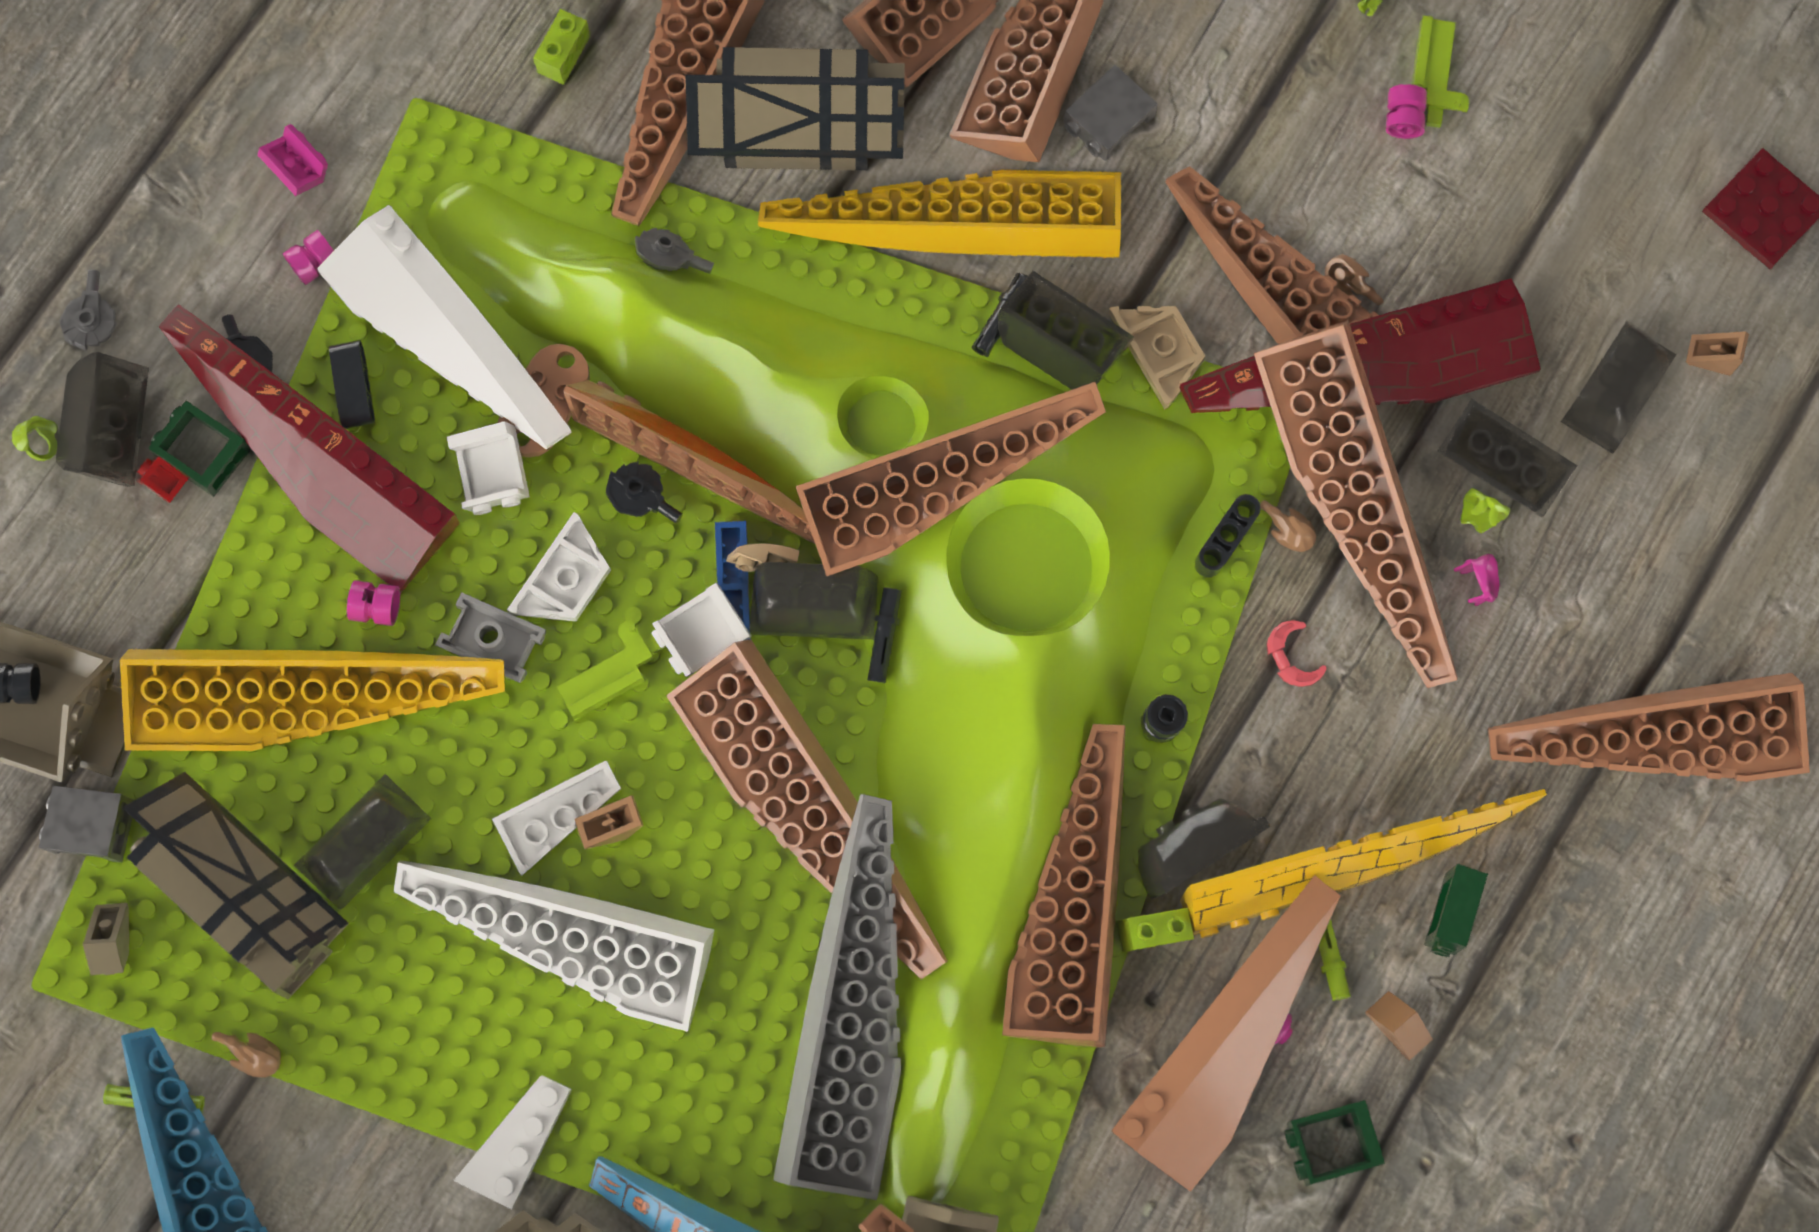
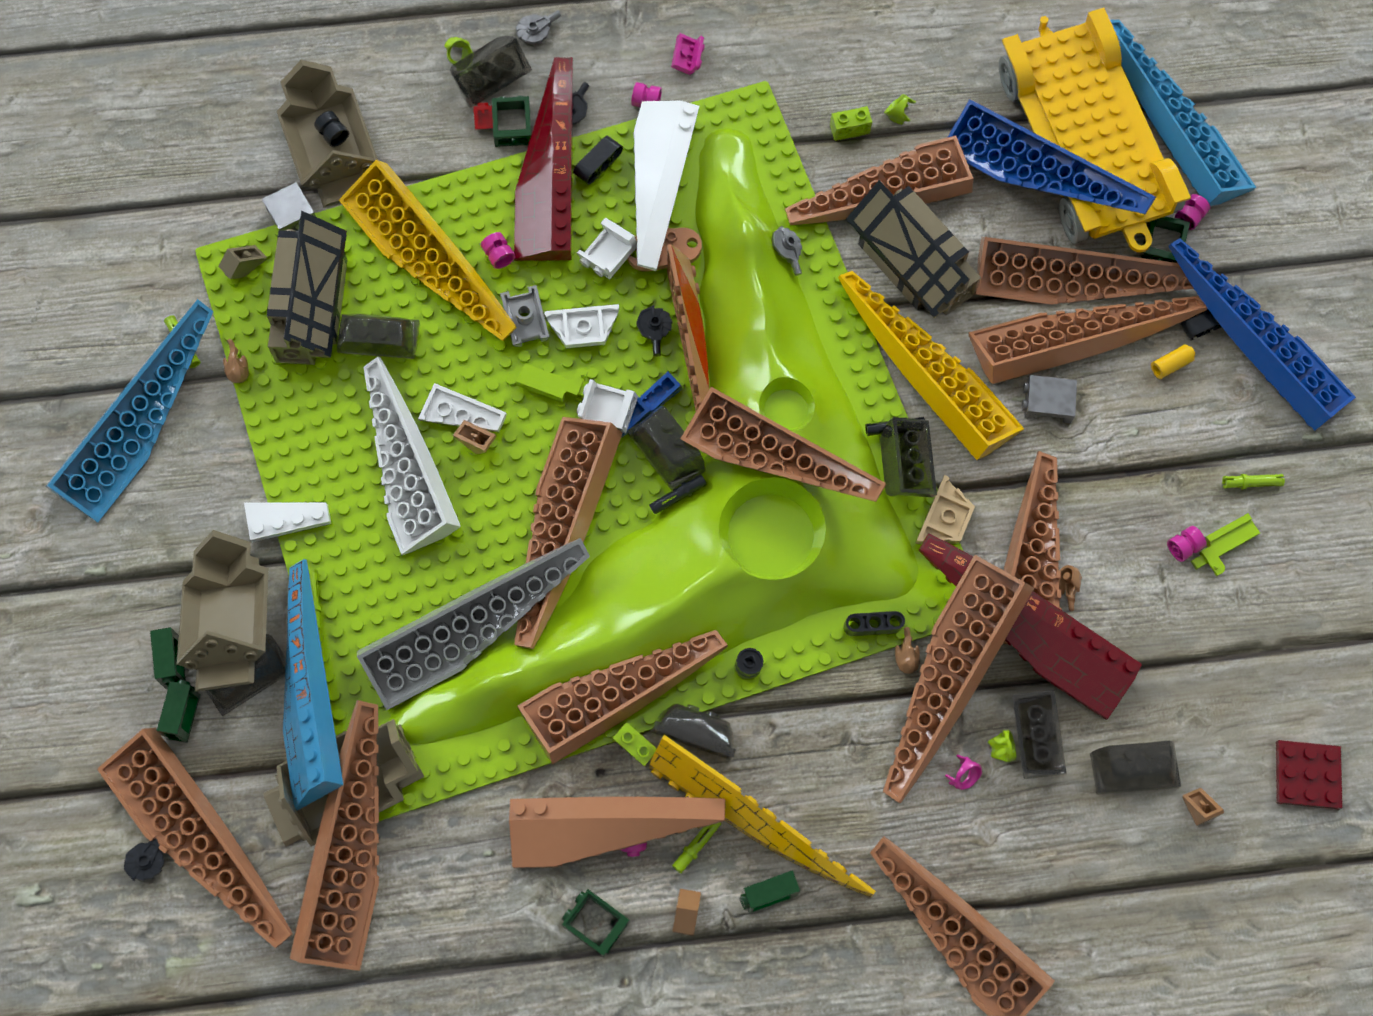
camera: 50 degrees right, 5 degrees down
(752, 555) = (663, 398): tan slope -> none
(1289, 674) = (829, 711): coral piece -> none

